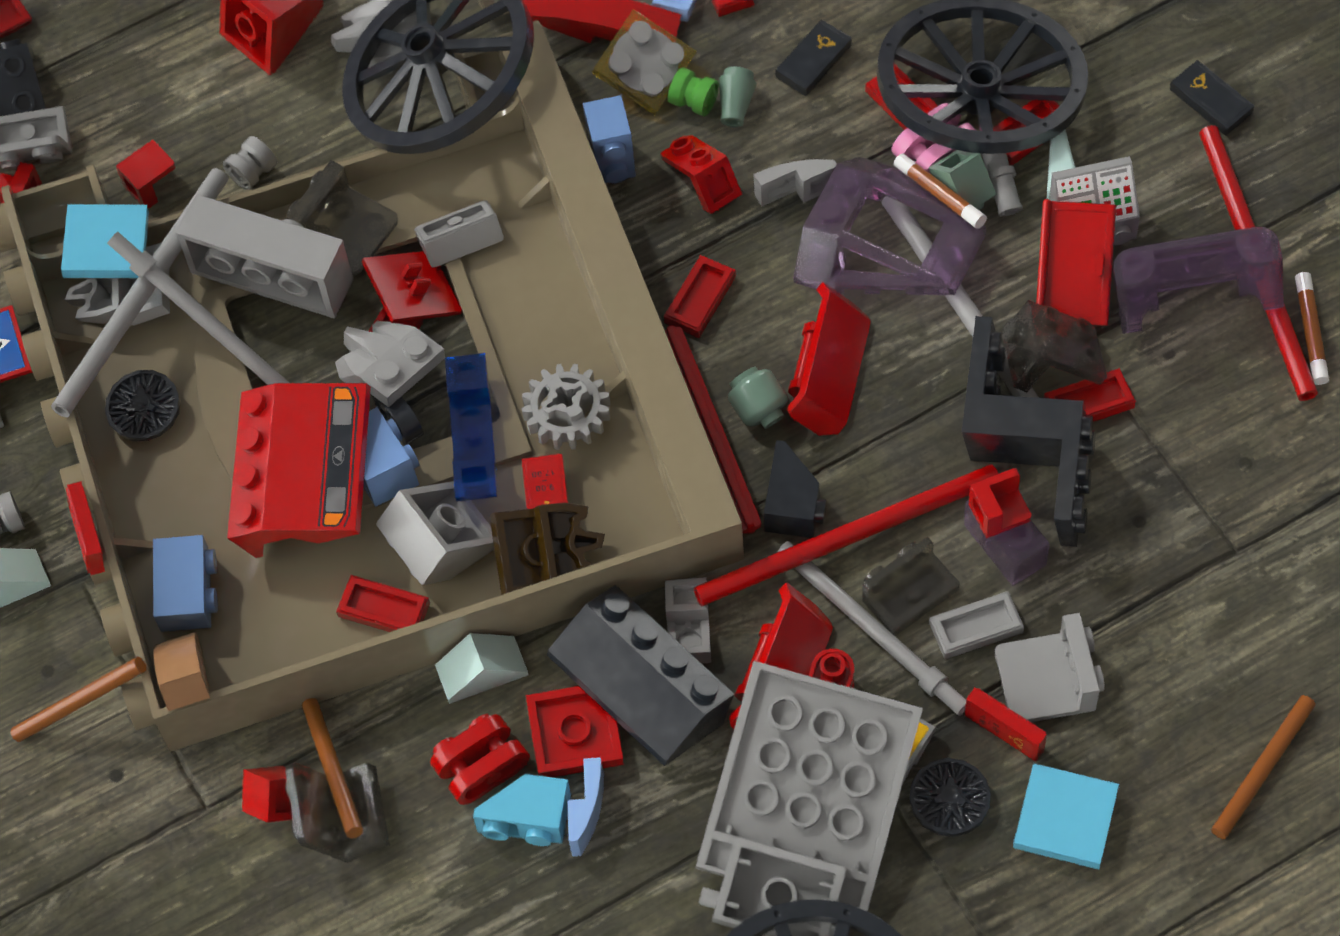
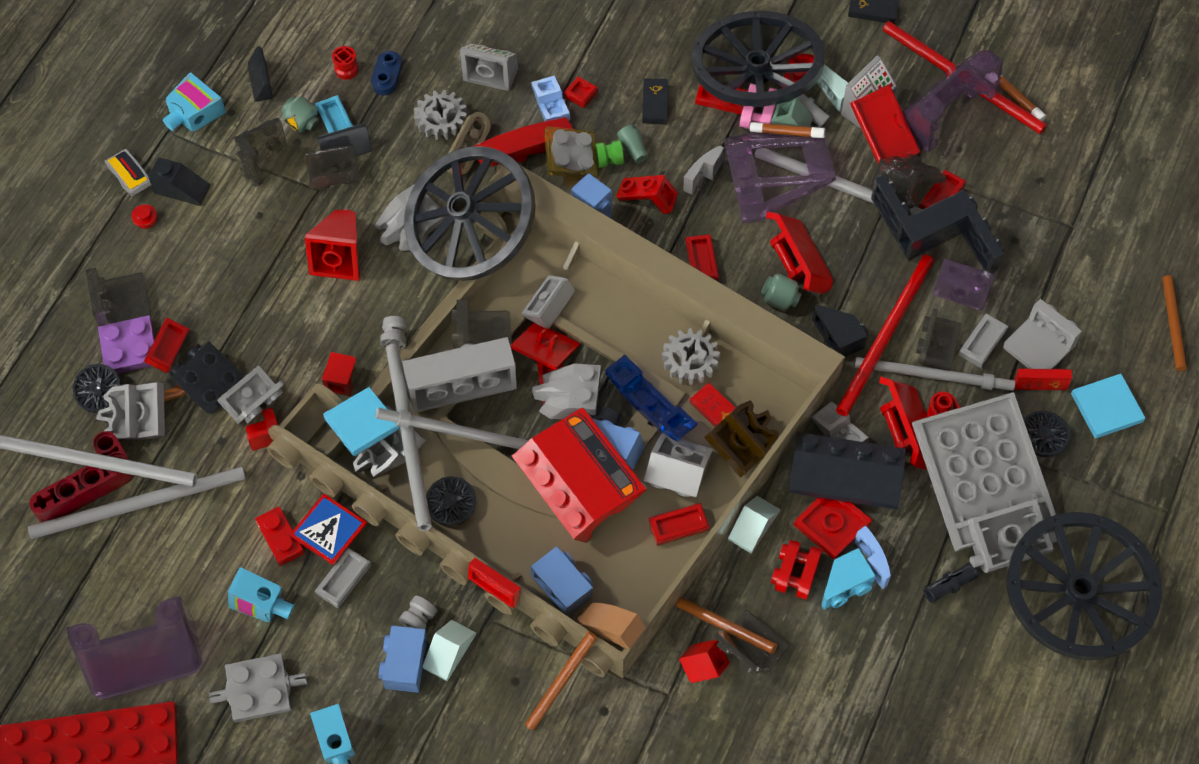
camera: 40 degrees left, 0 degrees up
(657, 904) = (950, 582): none -> black pin
(998, 503) = (959, 269): red panel -> none

